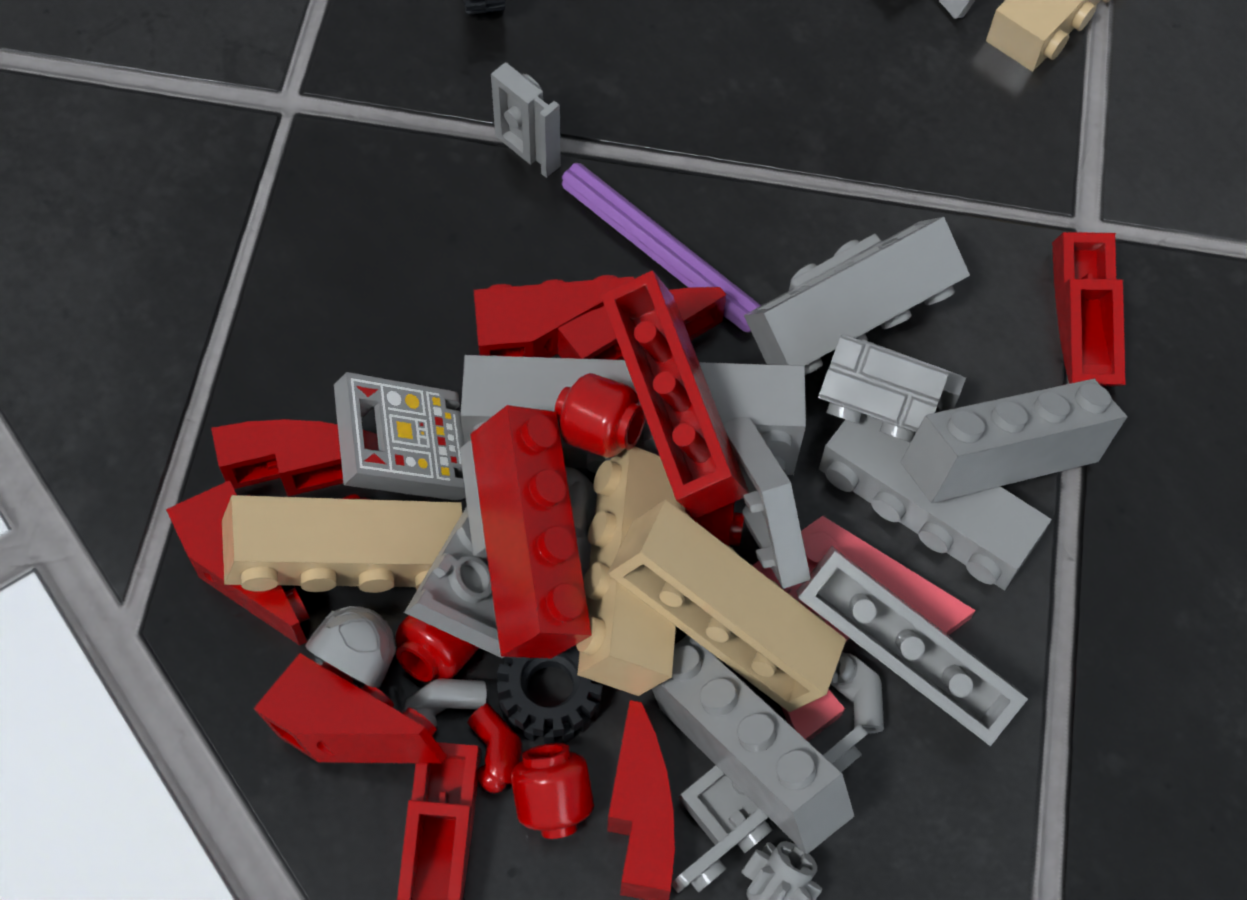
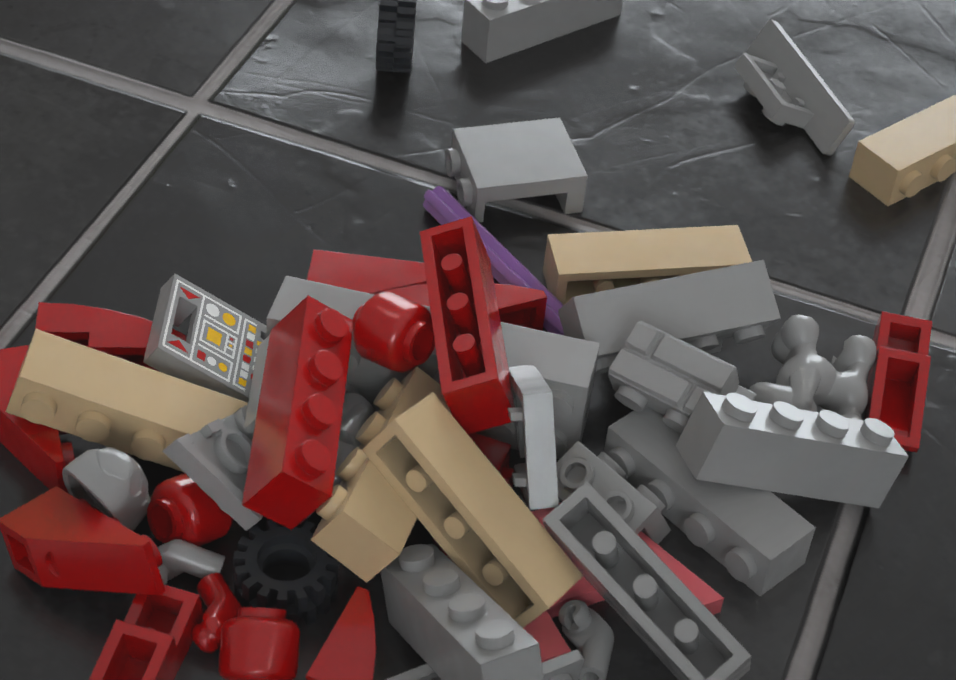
camera: 10 degrees right, 20 degrees down
(525, 119) = (402, 139): light grey plate -> none
(648, 118) = (516, 163): none -> light grey panel
(811, 219) = (617, 259): none -> tan brick
(834, 521) = (637, 507): none -> light grey bracket
(1012, 332) = (810, 379): none -> light grey animal

